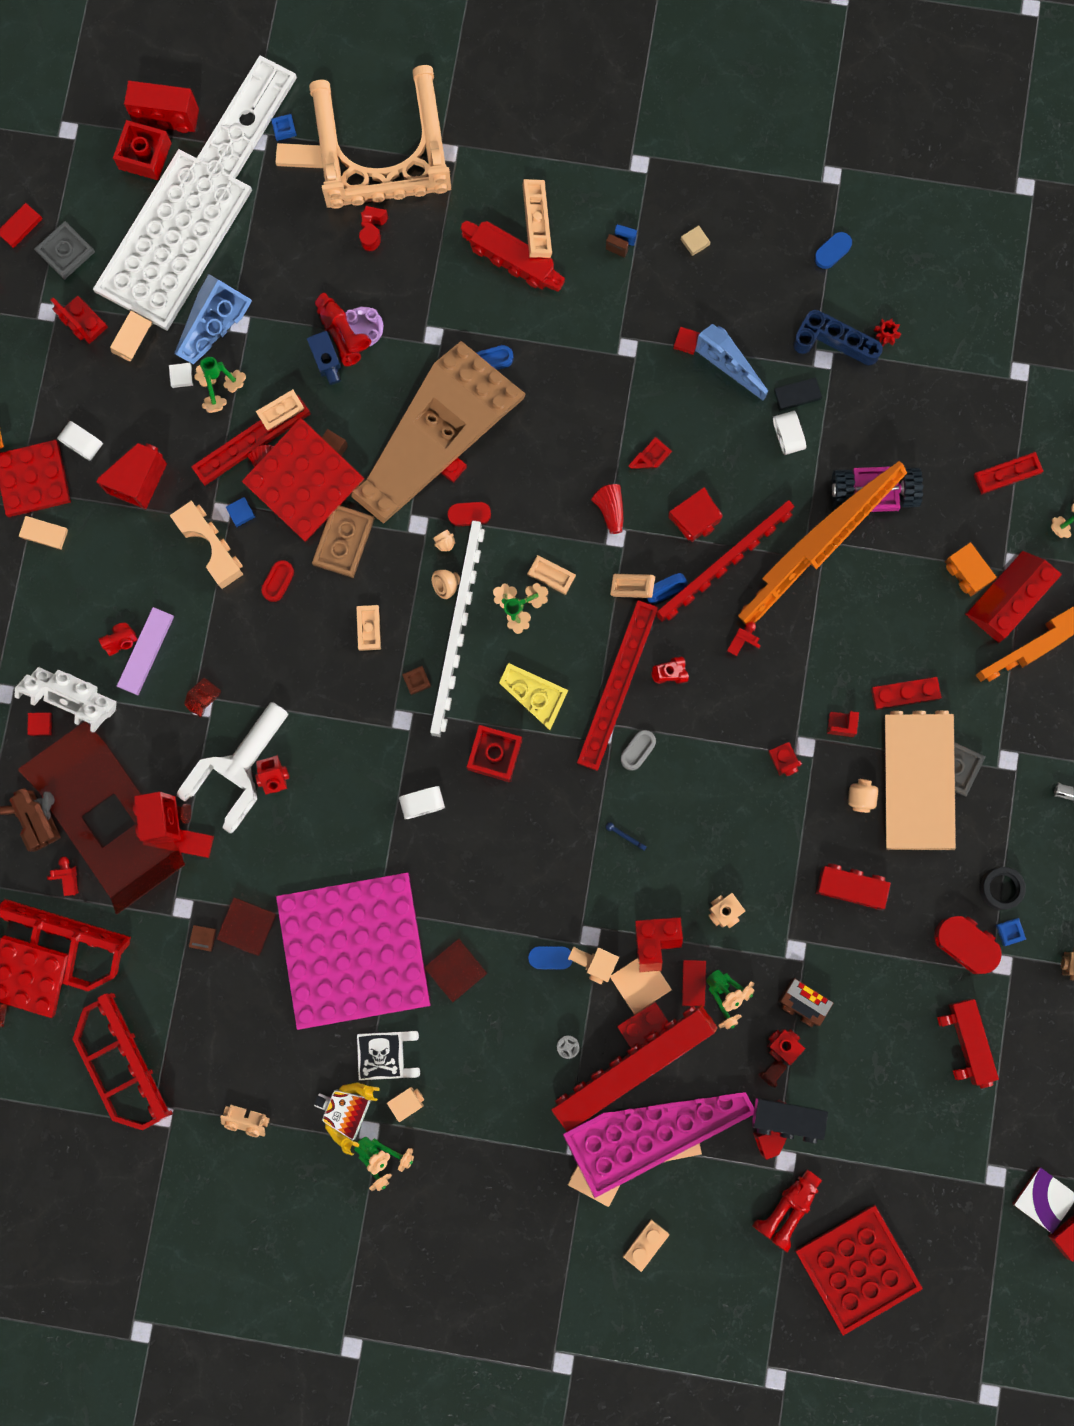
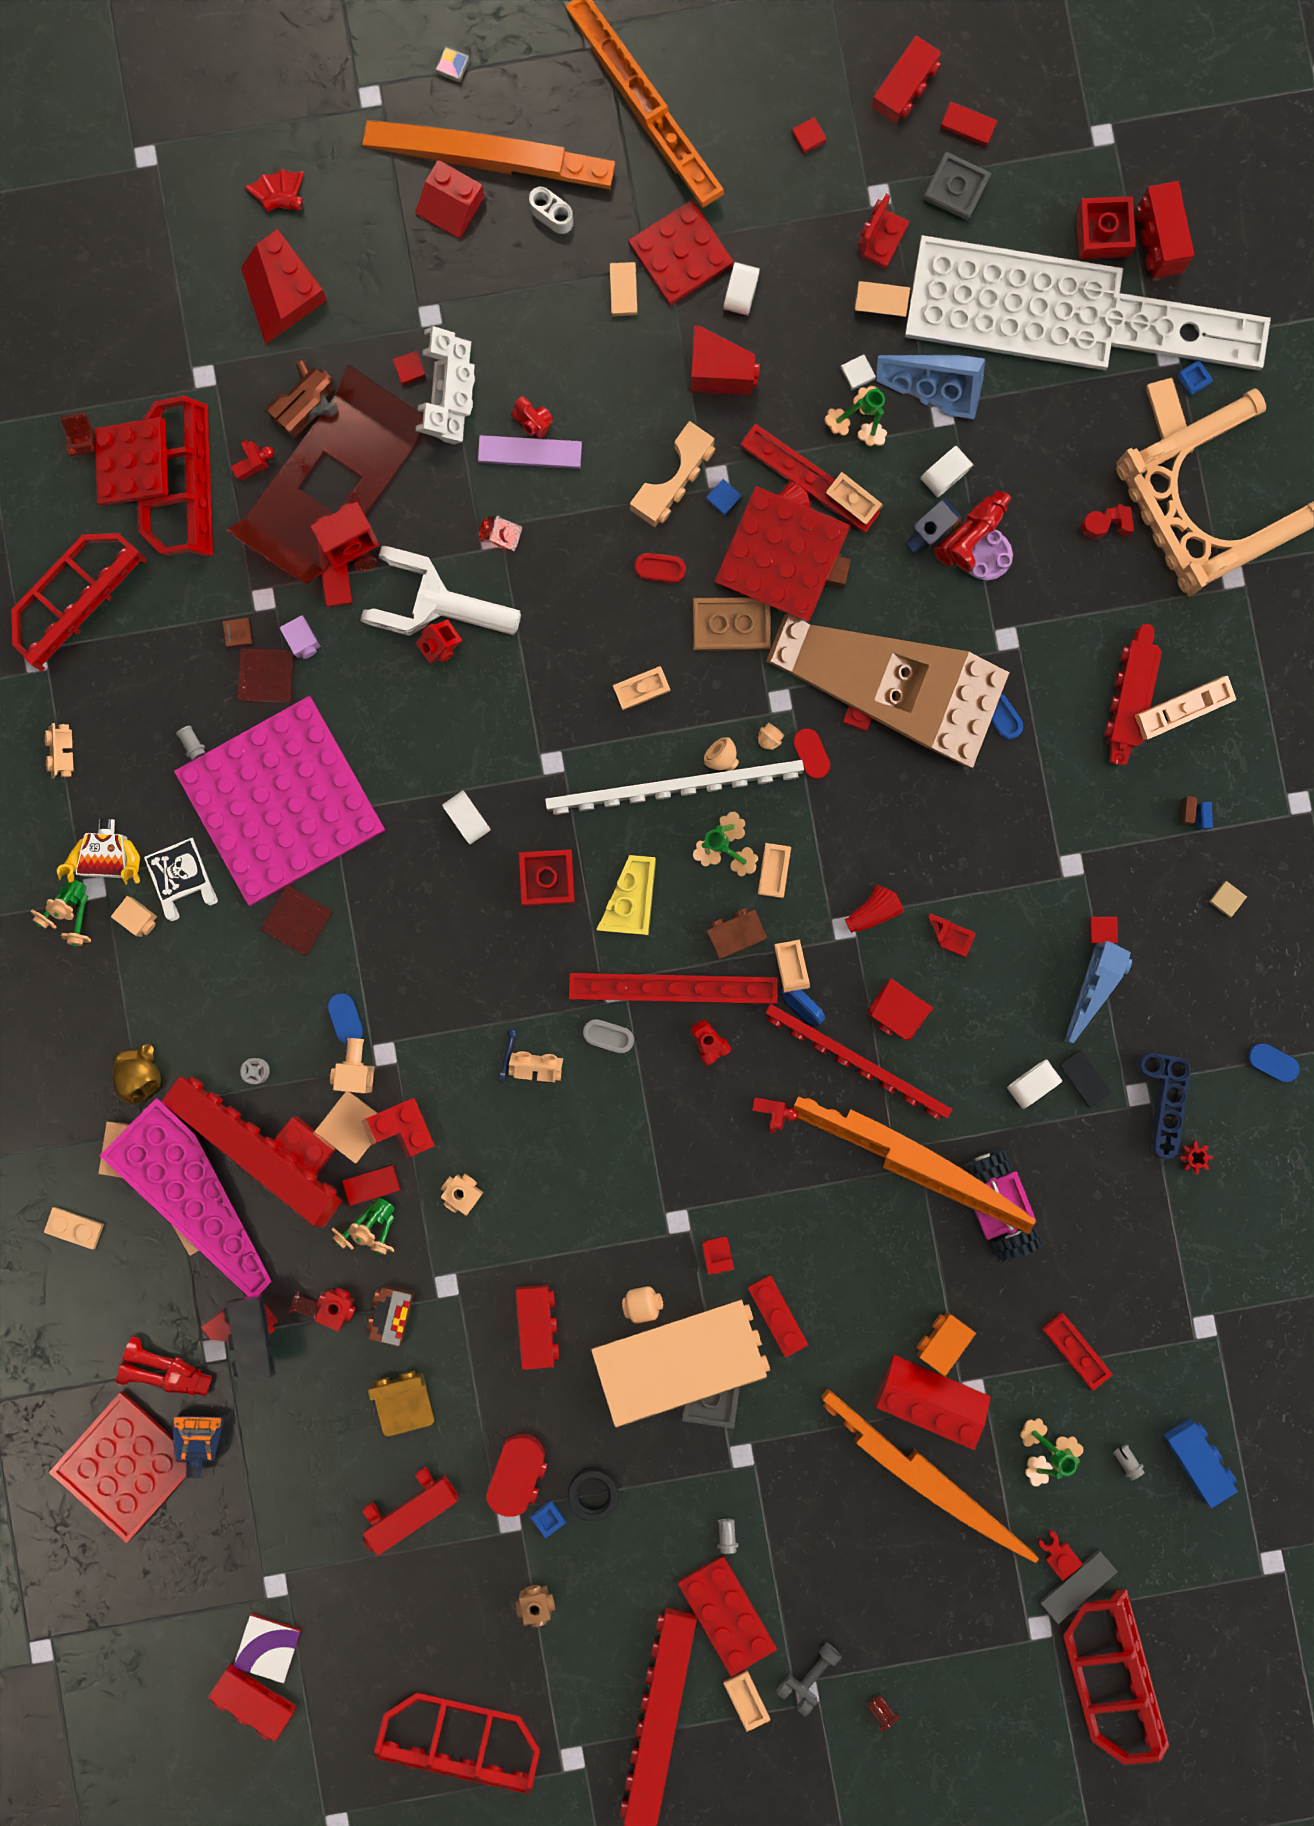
camera: 65 degrees right, 5 degrees up
(226, 887) = (300, 637): none -> lavender brick
(279, 1007) = (191, 743): none -> light grey pin
(285, 334) = (946, 471): none -> white beam
(416, 680) = (601, 762): copper tile -> none
(536, 1147) = (135, 1075): none -> pearl gold piece
(591, 620) = (736, 933): none -> copper brick
(637, 824) = (523, 1064): none -> light nougat hinge
(785, 759) = (654, 1204): red bracket -> none
(857, 1200) = (195, 1441): none -> torso
(880, 1018) = (402, 1403): none -> pearl gold bracket

